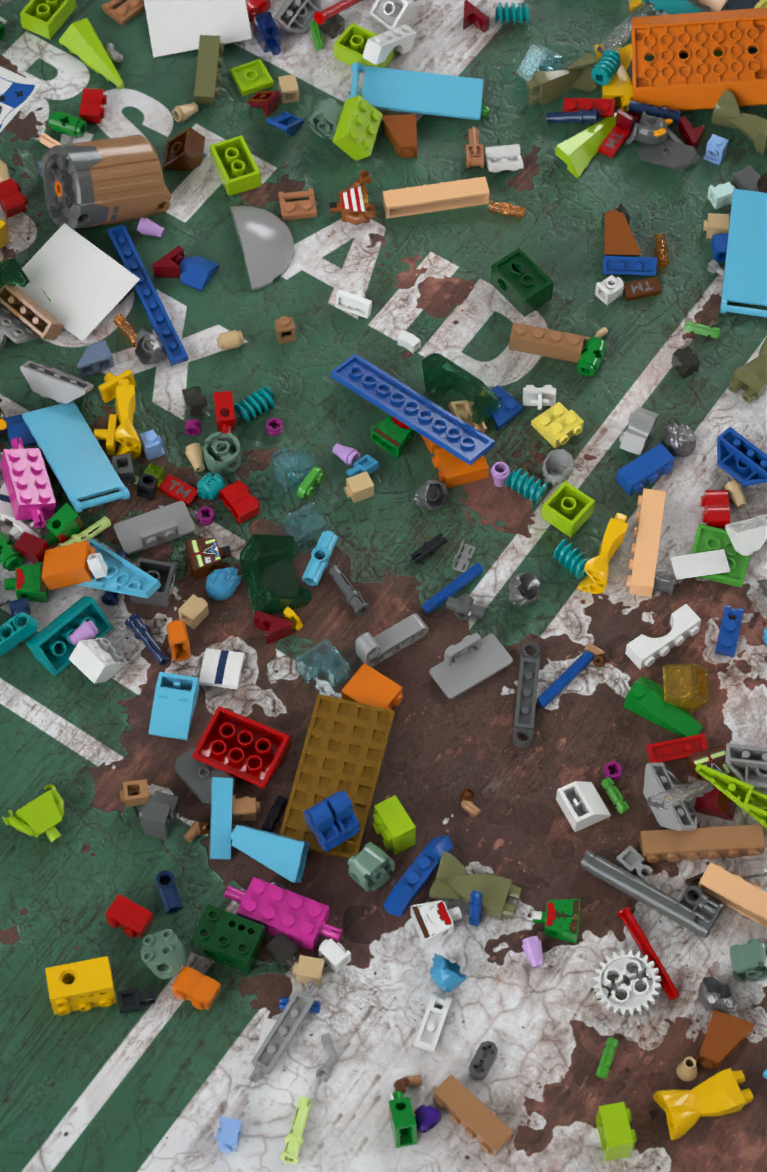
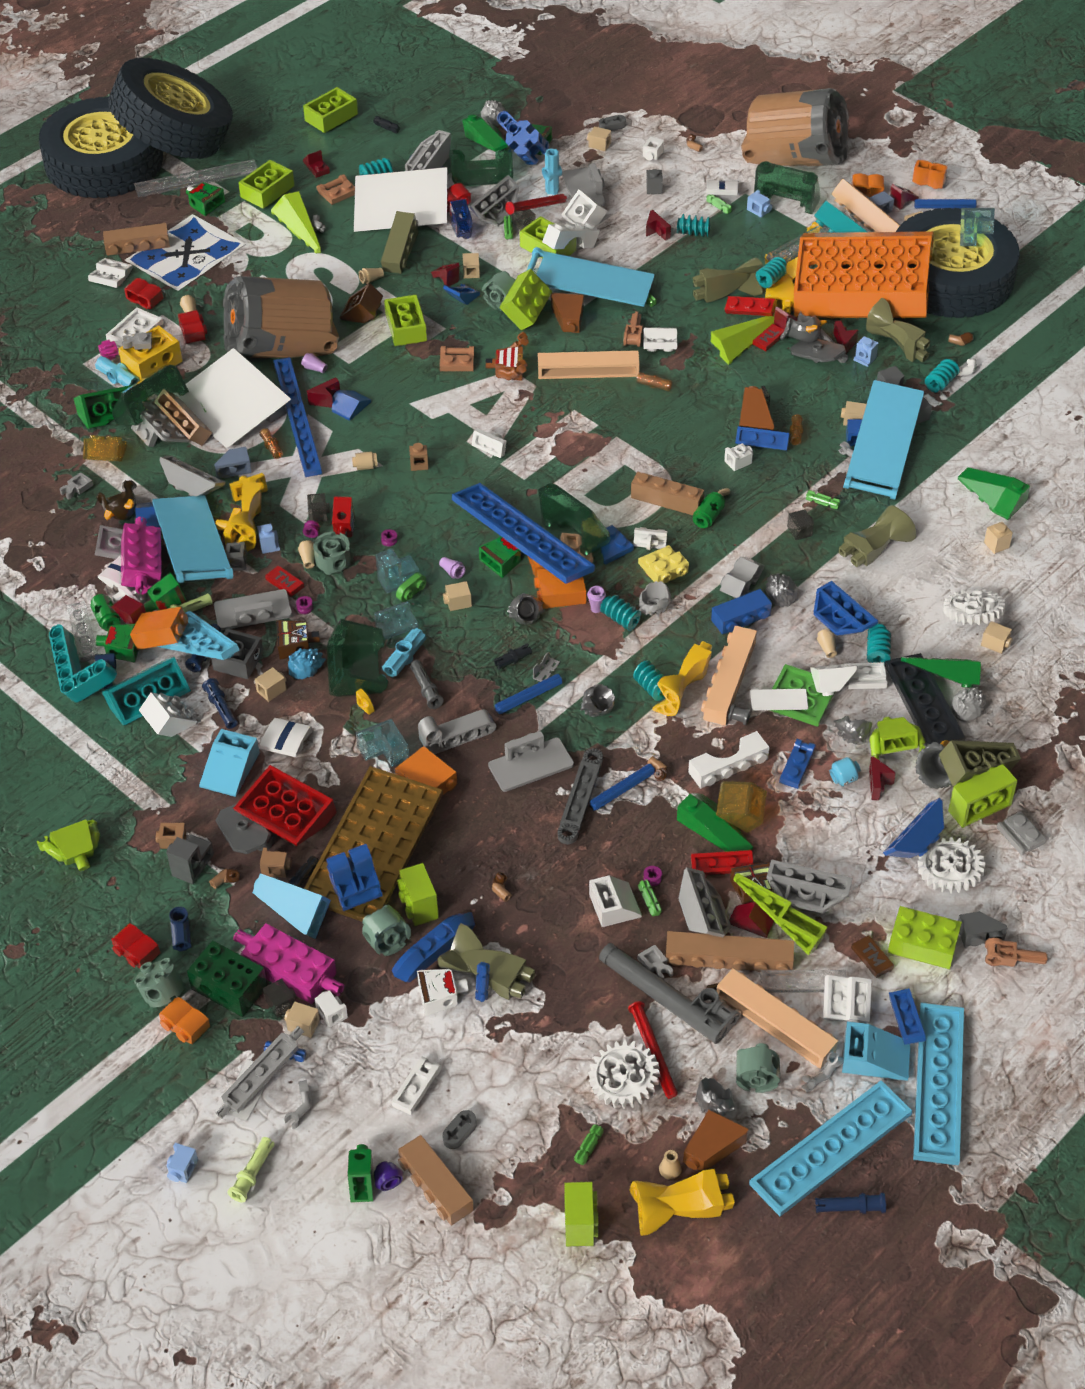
camera: 10 degrees right, 10 degrees down
(67, 124) = (254, 269): green piece -> none
(80, 985) = (69, 1001): yellow piece -> none
(85, 631) = (161, 685): lavender cone -> none
(92, 105) = (287, 262): red brick -> none
(97, 565) = (184, 628): white piece -> none
(131, 1000) = (117, 1023): black plate -> none
(149, 348) = (286, 458): flat silver hair -> none
(150, 481) = (258, 568): black leg -> none
(178, 640) = (248, 705): orange brick -> none
(210, 485) = (314, 579): teal head -> none
(221, 818) = (248, 867): medium azure tile -> none
(239, 501) = (339, 595): red brick -> none
(251, 77) = (439, 254): lime tile -> none
(255, 404) = (374, 515): teal piece -> none
(264, 243) = (417, 388): light grey brick -> none
(277, 627) = (345, 707): dark red slope -> none
(362, 465) = (470, 576): dark azure plate -> none
(407, 1081) = (376, 1139): arm -> none
(409, 341) = (534, 479): white piece -> none
(446, 974) = (439, 1040): dark azure hair -> none
(465, 607) = (536, 711): dark grey axle -> none
(521, 282) = (653, 439): dark green piece -> none
(533, 949) = (534, 1030): lavender cone -> none
(538, 59) = (708, 259): clear light blue brick -> none
(560, 919) = (568, 1004): green torso -> none
(567, 509) = (656, 636): lime brick -> none
(580, 116) = (740, 311): dark blue pin -> none
(642, 288) = (768, 460): reddish brown tile -> none
(655, 111) = (821, 315): dark blue pin -> none
(679, 794) = (705, 900): clear plate -> none
(716, 508) = (805, 652): red brick -> none
(720, 195) = (861, 389): light aqua brick -> none

